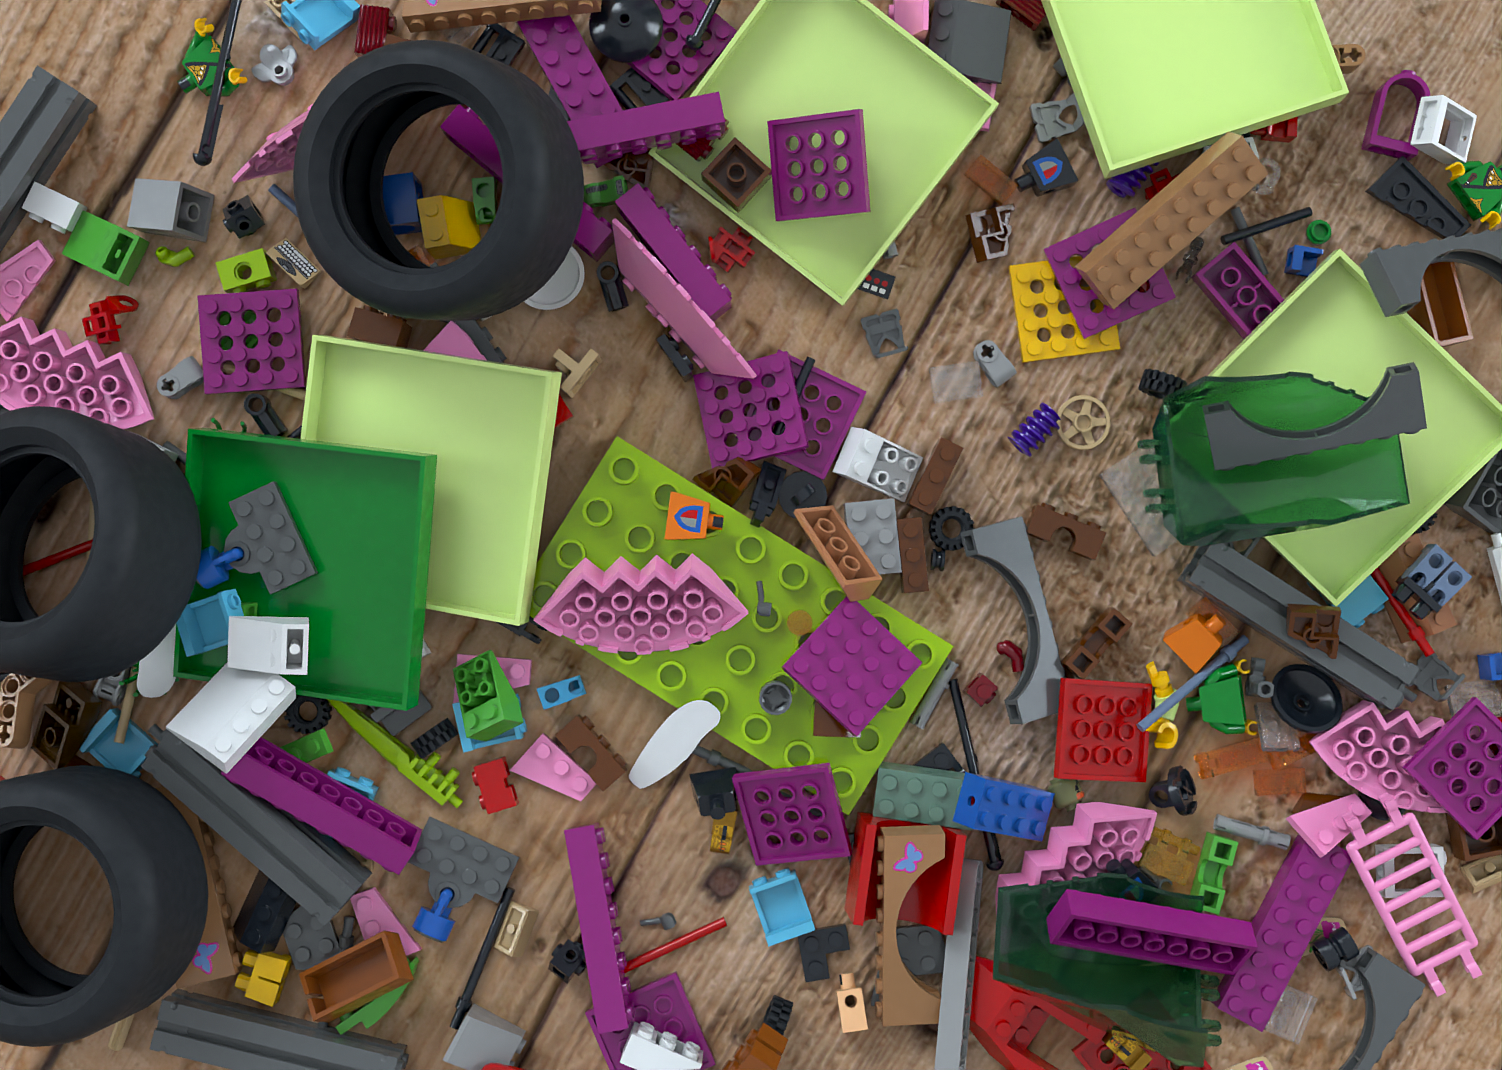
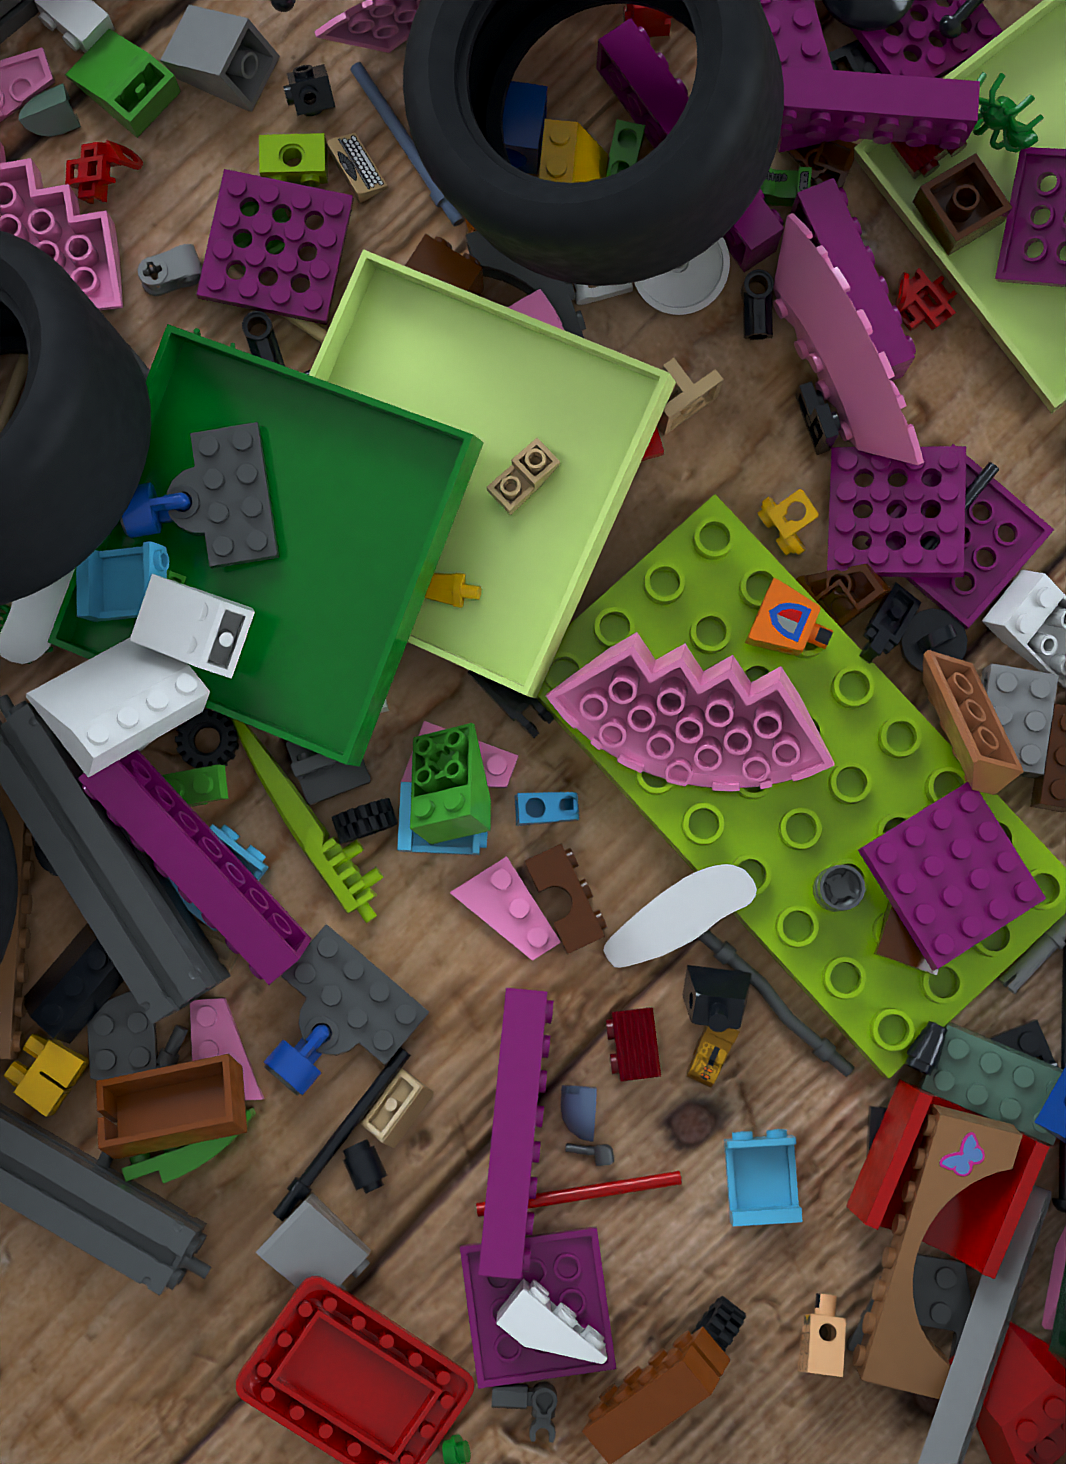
camera: 20 degrees right, 5 degrees down
(58, 286) = (49, 113): none -> sand green brick
(174, 258) = (205, 119): lime arm -> none
(447, 560) = (451, 589): none -> yellow bar
(474, 468) = (524, 476): none -> tan slope
(494, 786) = (423, 906): red brick -> none
(504, 976) = (364, 1166): none -> black brick
(568, 960) = (457, 1169): black brick -> none
(642, 894) = (579, 1110): none -> sand blue brick
(664, 436) = (775, 514): none -> yellow bracket
(668, 839) = (634, 1044): none -> dark red brick
(745, 104) = (1001, 115): none -> green animal
(763, 608) = (851, 767): dark grey hand -> none
(793, 779) = (833, 1007): magenta piece -> none
(799, 622) = (895, 800): clear orange plate -> none
(815, 947) = (793, 1245): black plate -> none
(868, 789) = (927, 1049): none -> black cone

